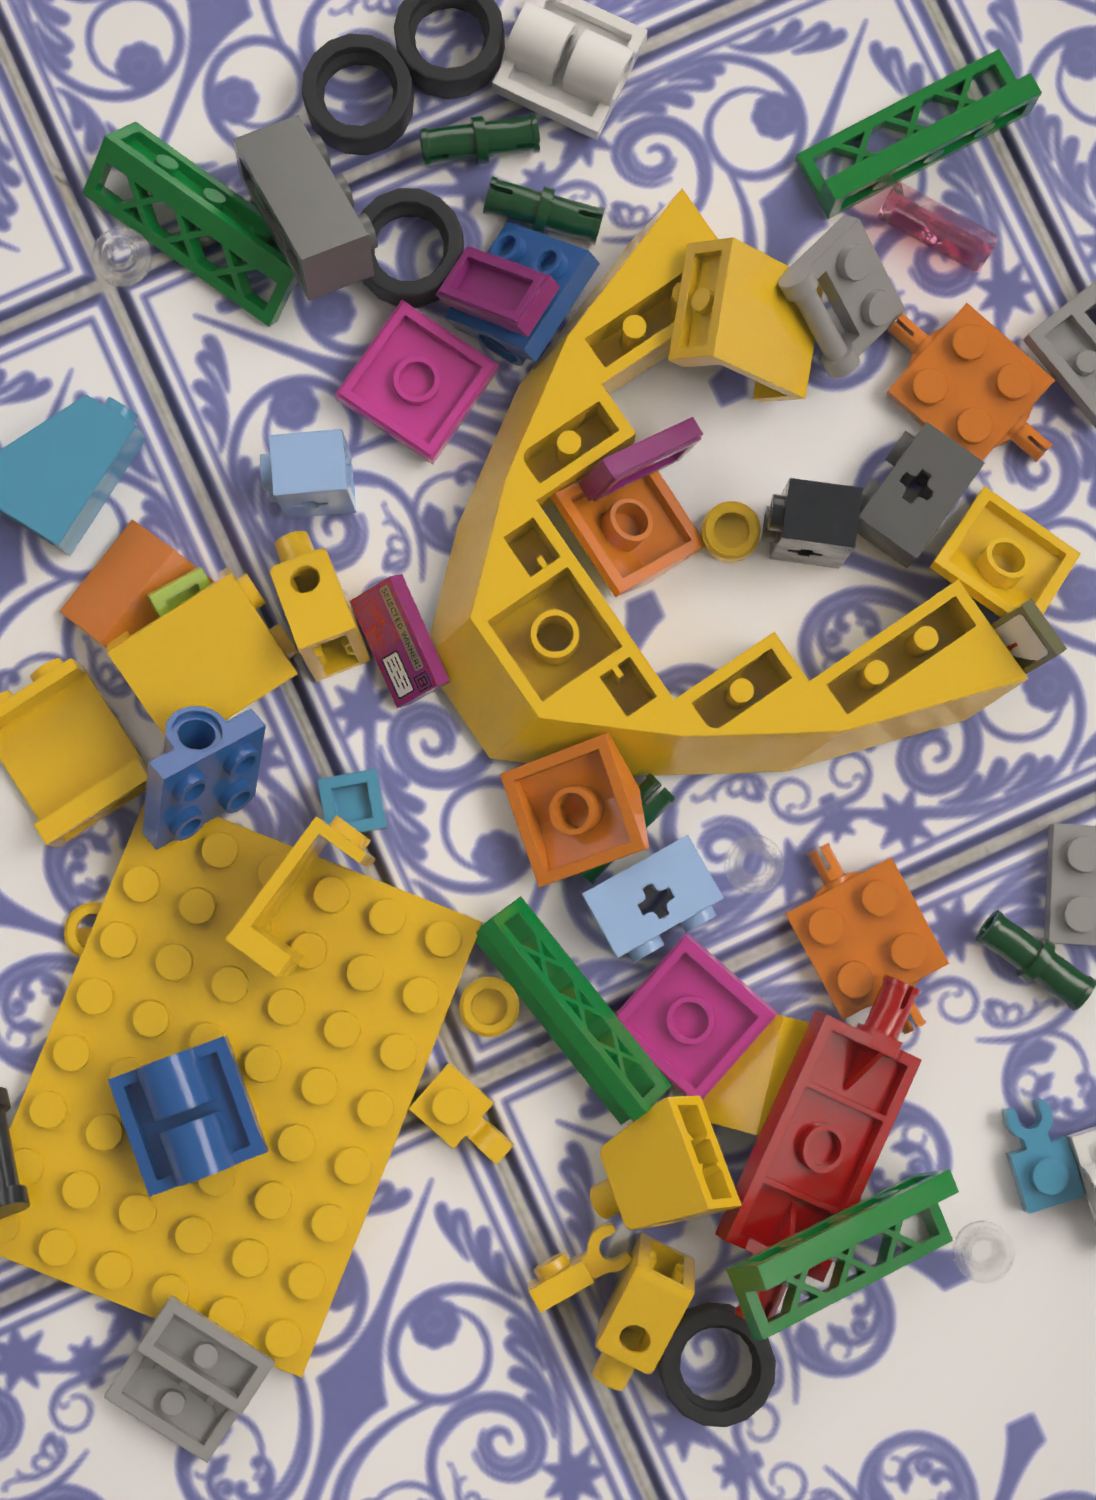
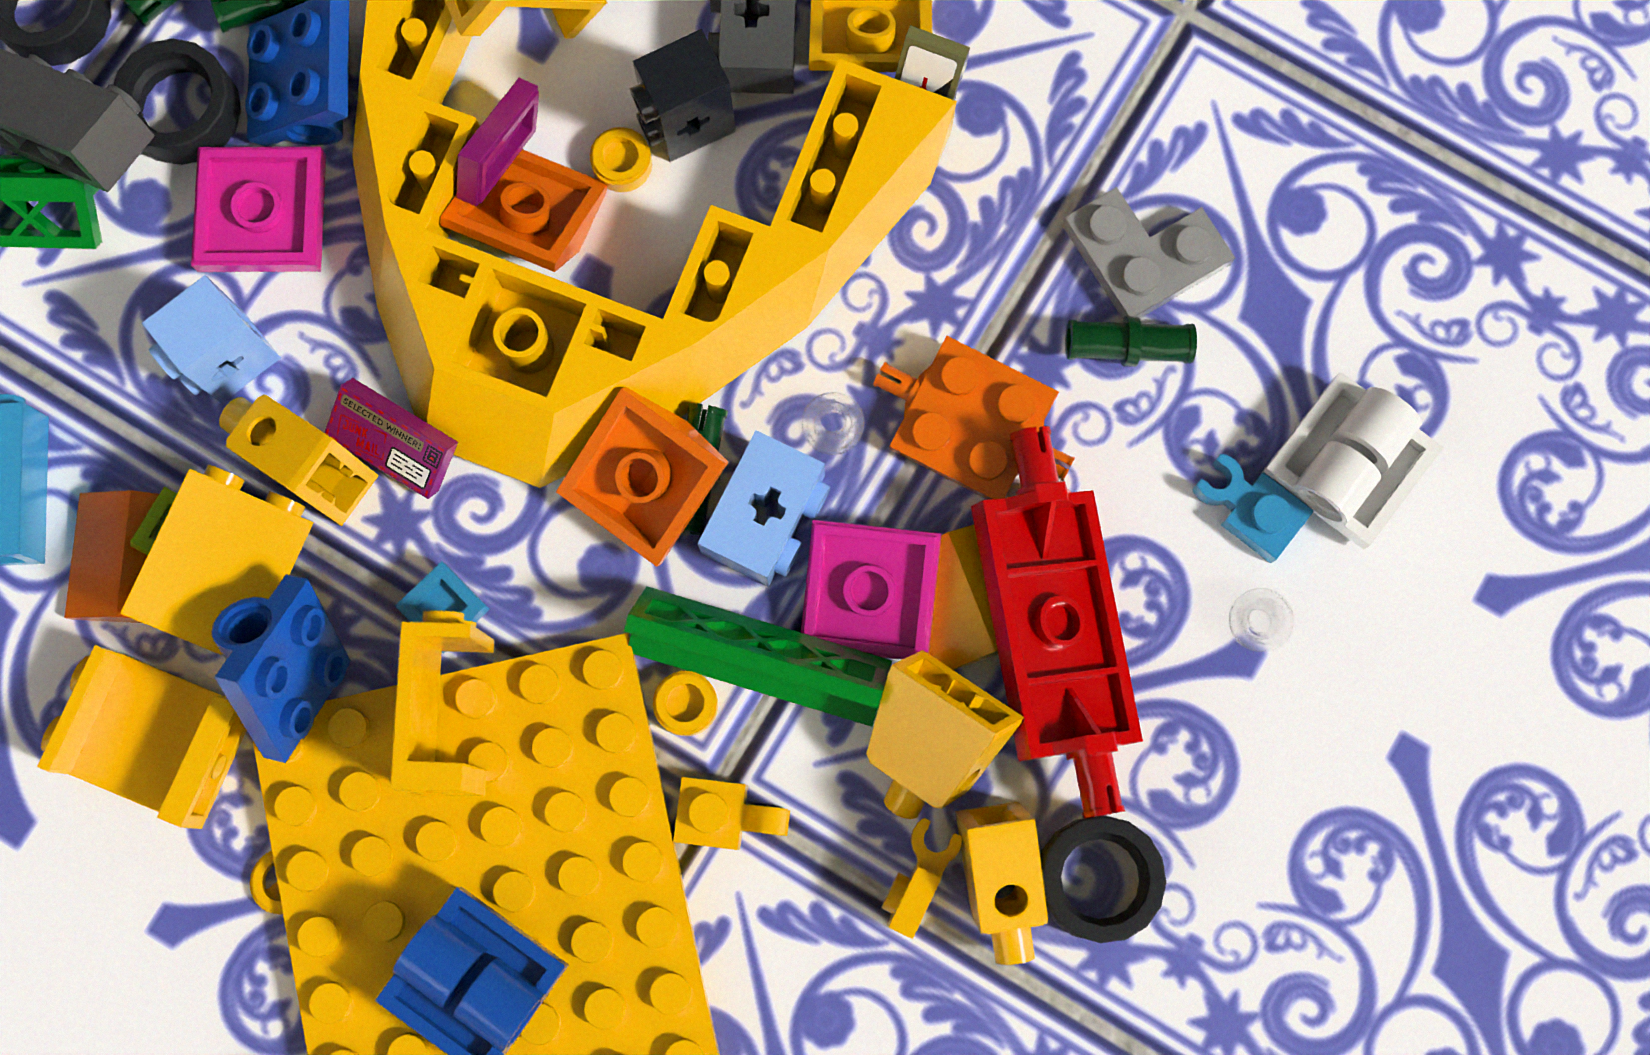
camera: 30 degrees left, 5 degrees down
(498, 290) = (273, 77): magenta tile -> none
(836, 1240) = (1128, 681): green fence -> none

